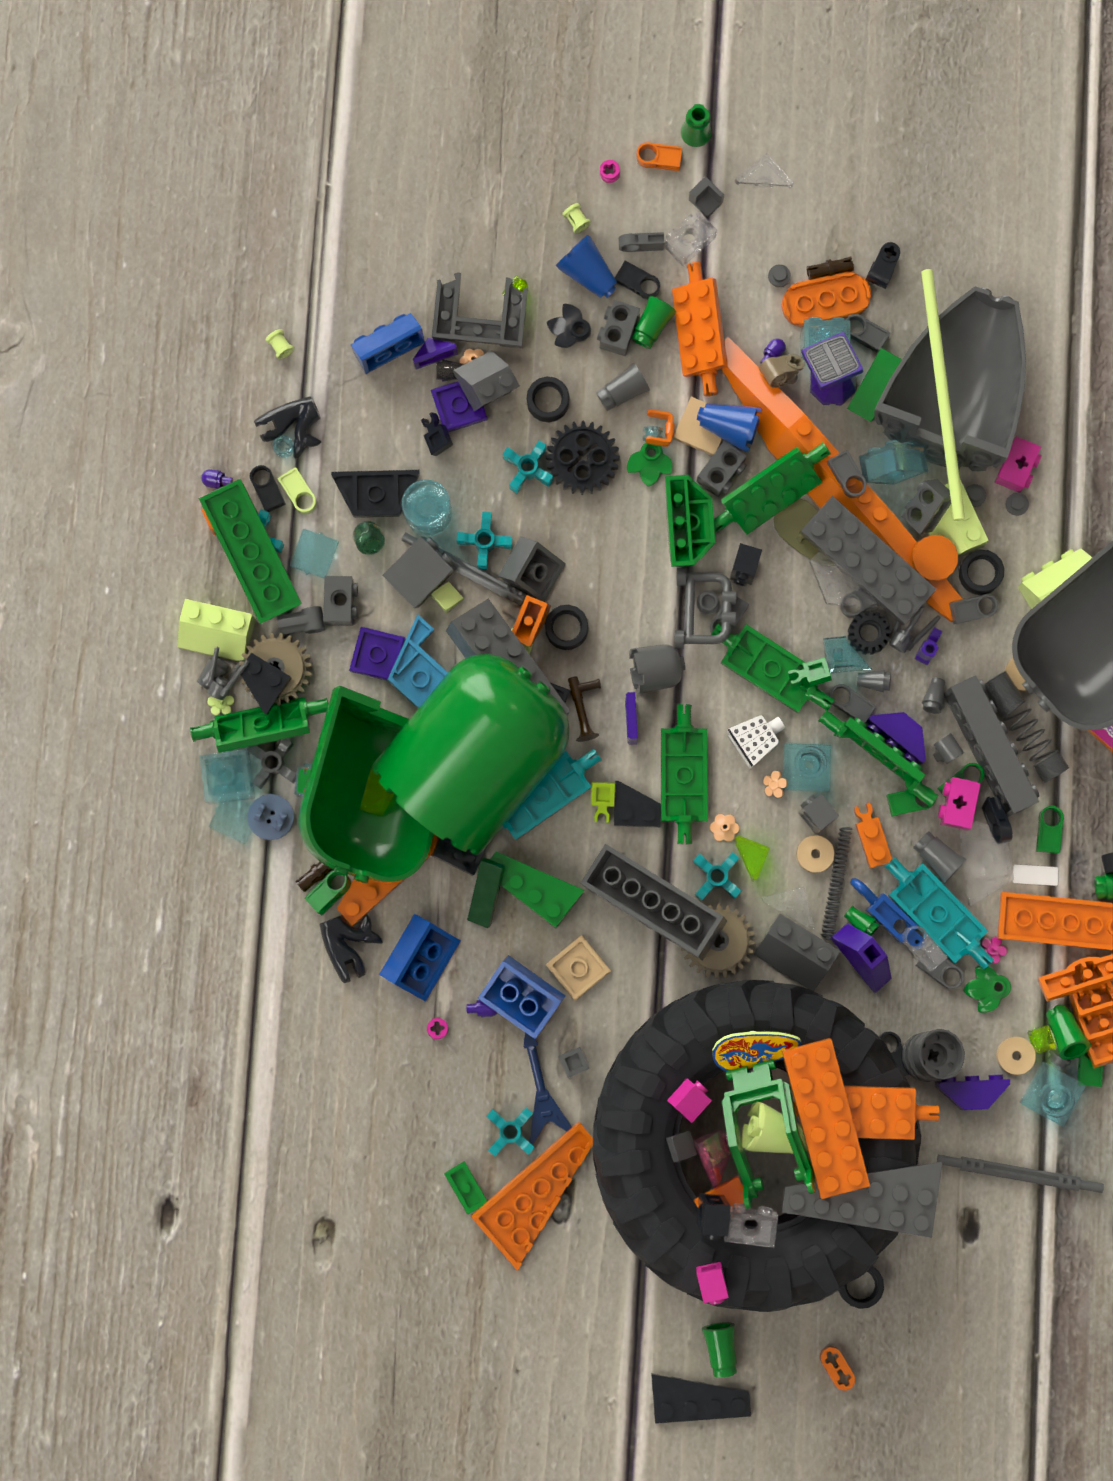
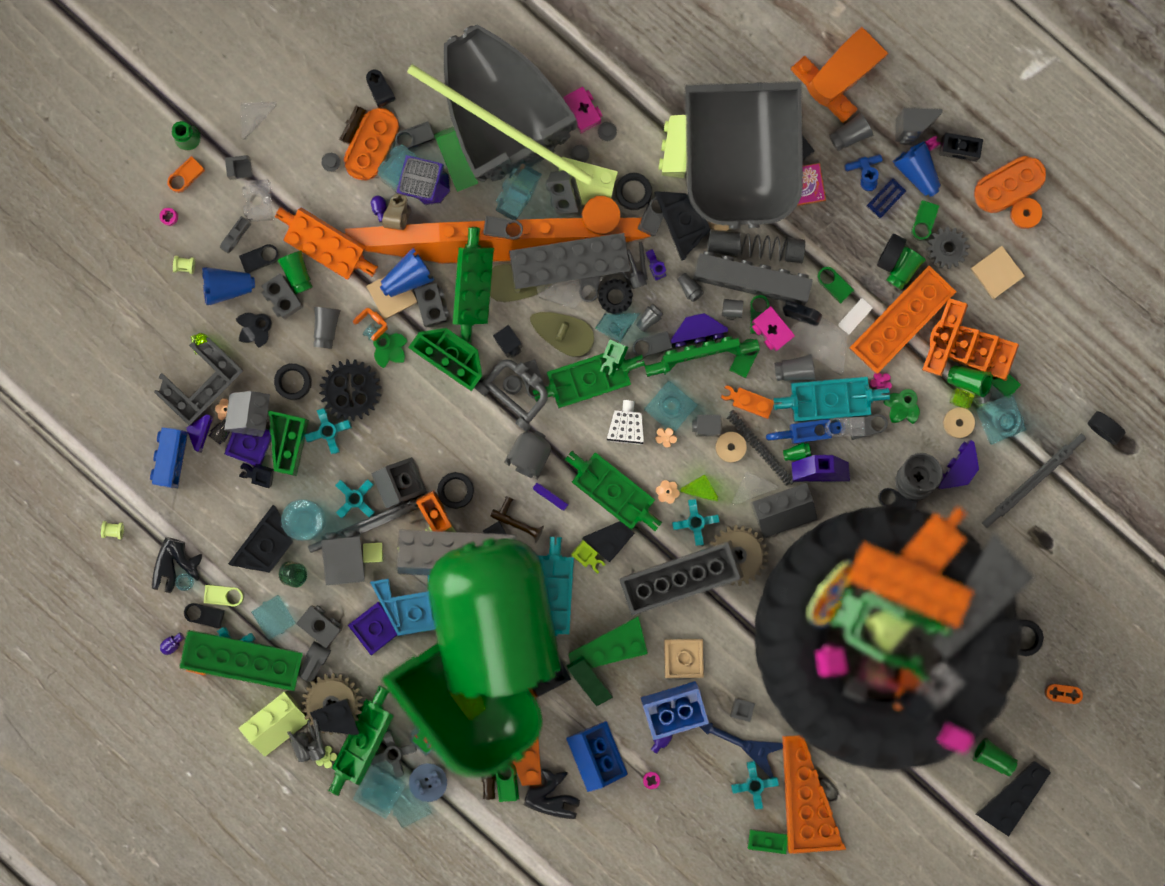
camera: 55 degrees left, 5 degrees up
(488, 436) = (287, 441): none -> green wedge
(795, 612) = (564, 332): none -> olive shield
(991, 640) = (682, 221): none -> black wing

